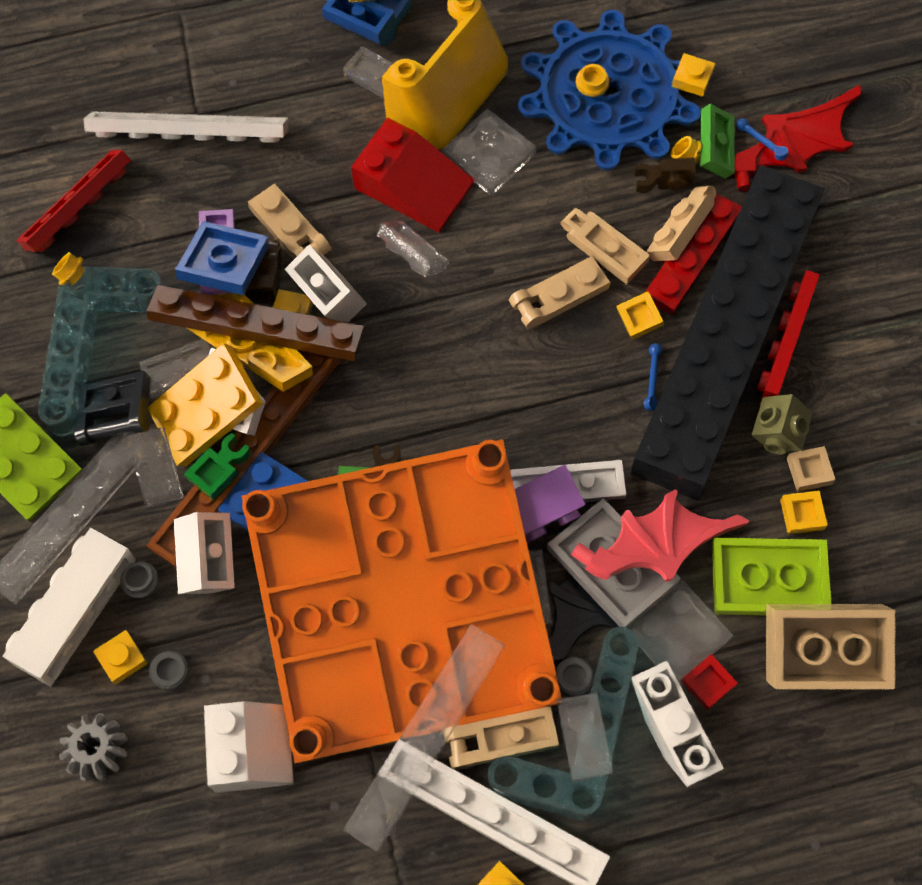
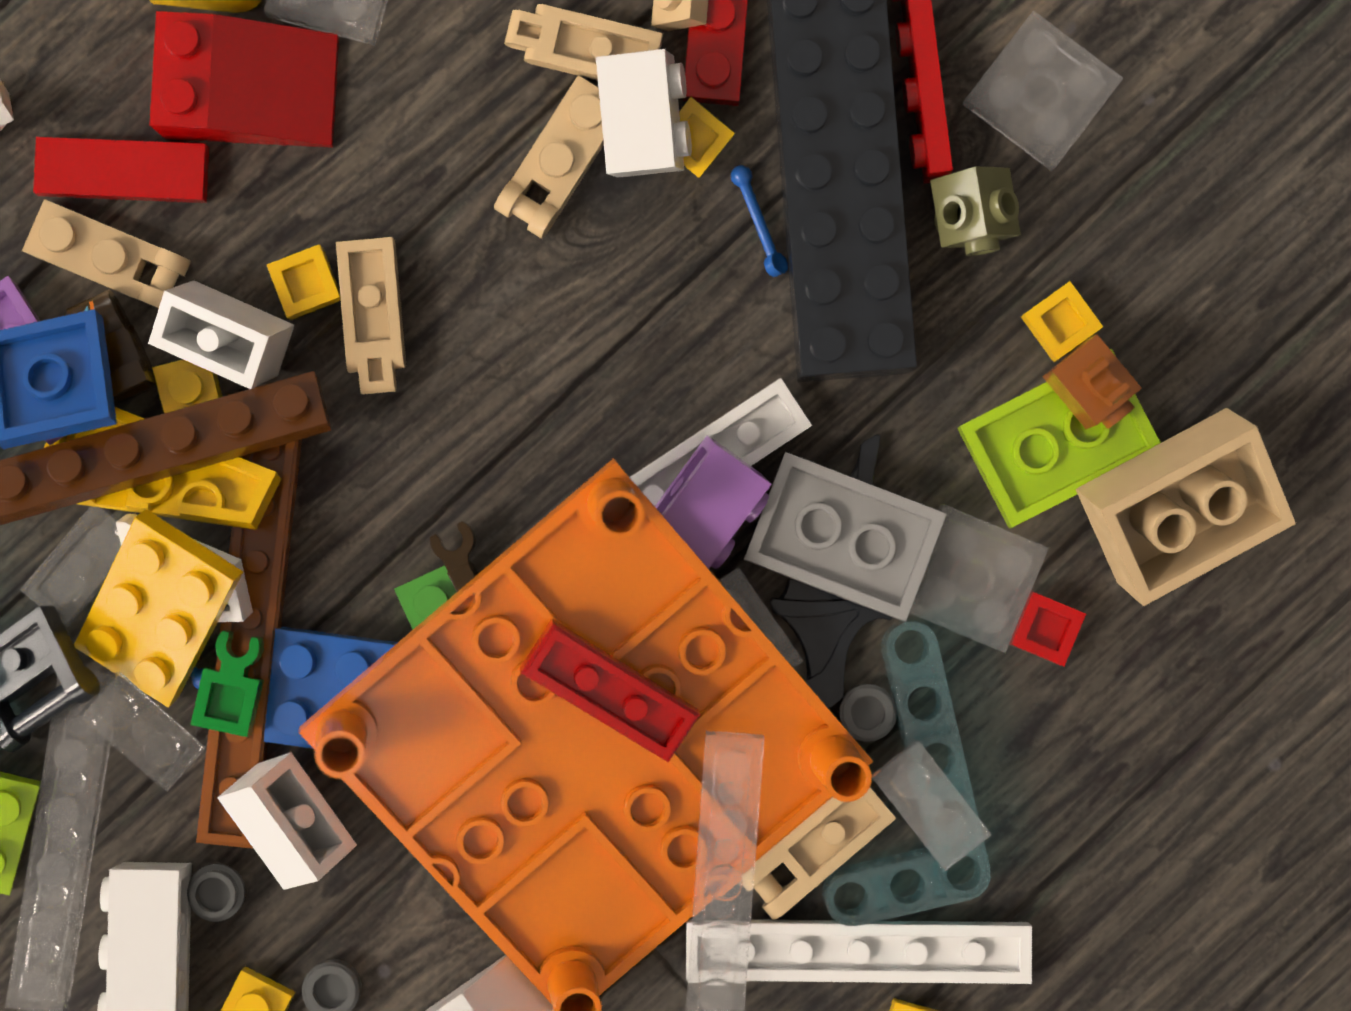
camera: 30 degrees left, 20 degrees up
(323, 190) = (121, 169): none -> red tile
(385, 286) = (304, 282): none -> yellow plate
(411, 246) = (310, 199): clear plate -> none
(412, 318) = (371, 312): none -> tan hinge
(429, 568) = (609, 690): none -> red tile
(616, 283) = (642, 113): none -> white brick
(656, 540) = (888, 476): coral animal -> none
(675, 725) = (1037, 718): white slope -> none
(805, 547) = (1093, 384): none -> dark orange brick
(810, 469) = (1042, 251): tan plate -> none
(852, 387) = (1042, 91): none -> clear plate

